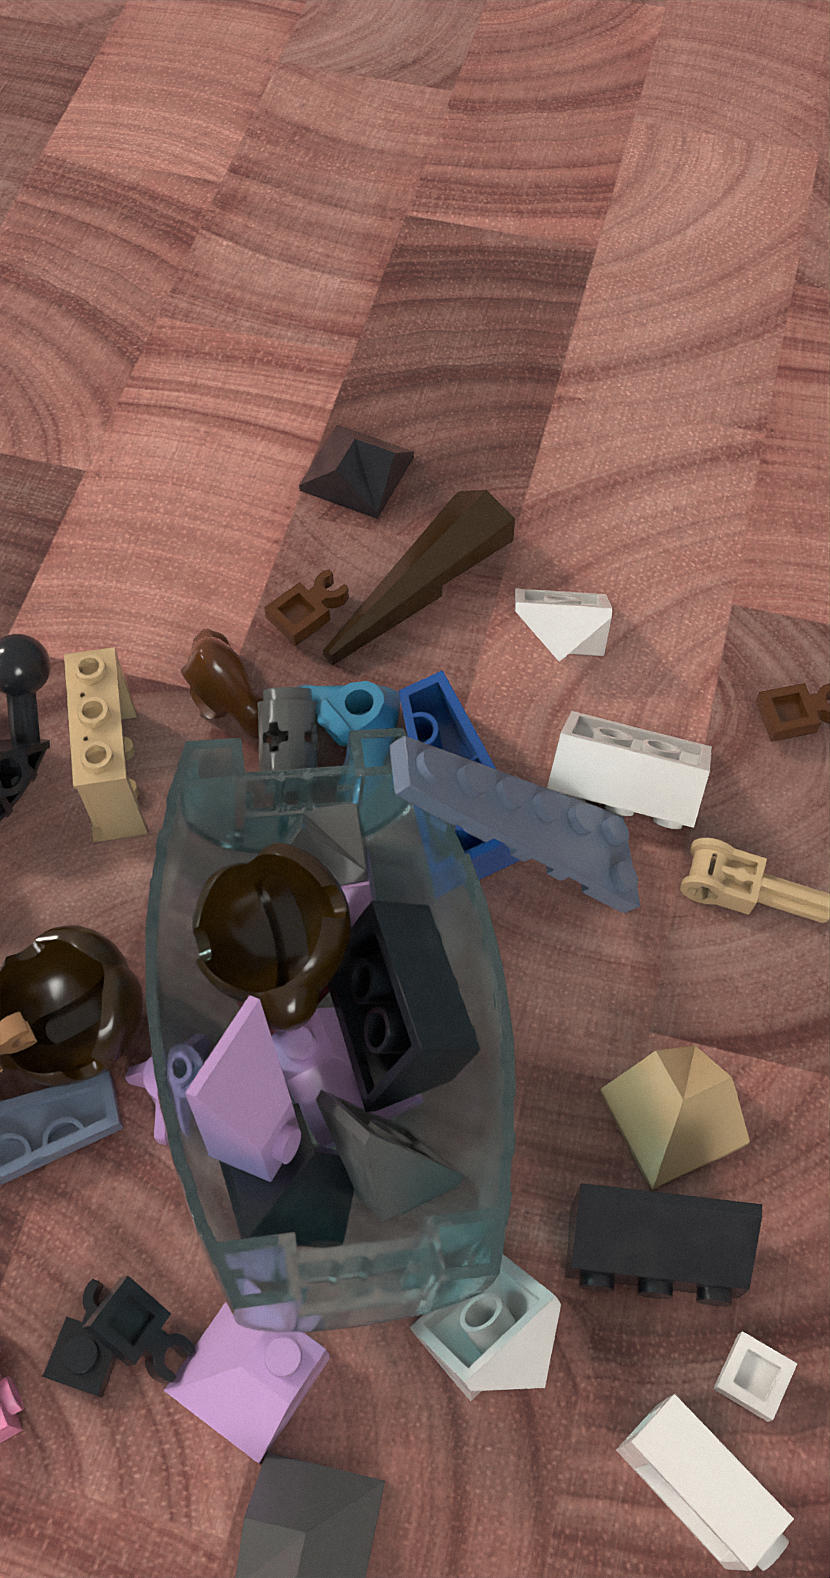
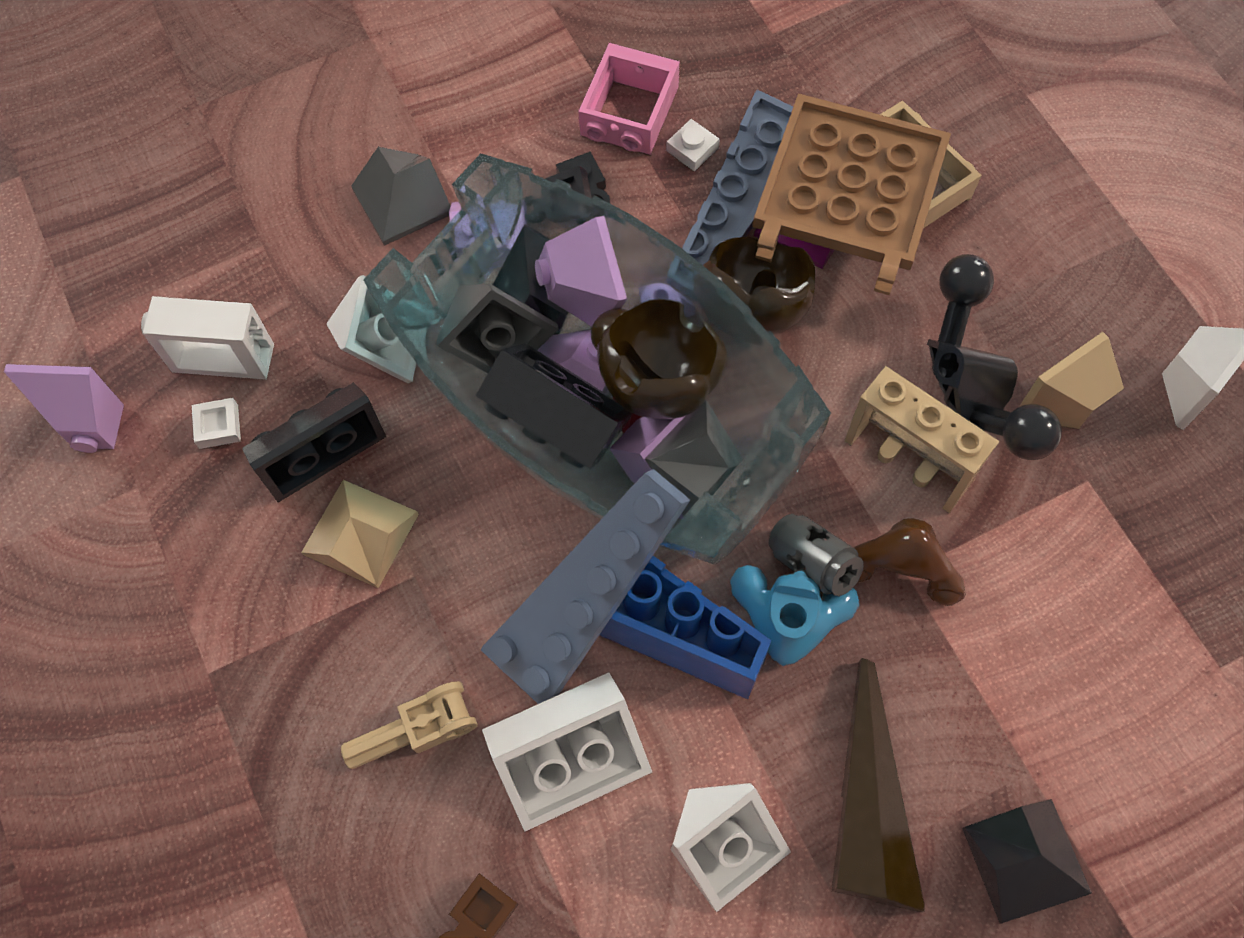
camera: 140 degrees right, 5 degrees up
(304, 611) = (922, 676): reddish brown plate -> none

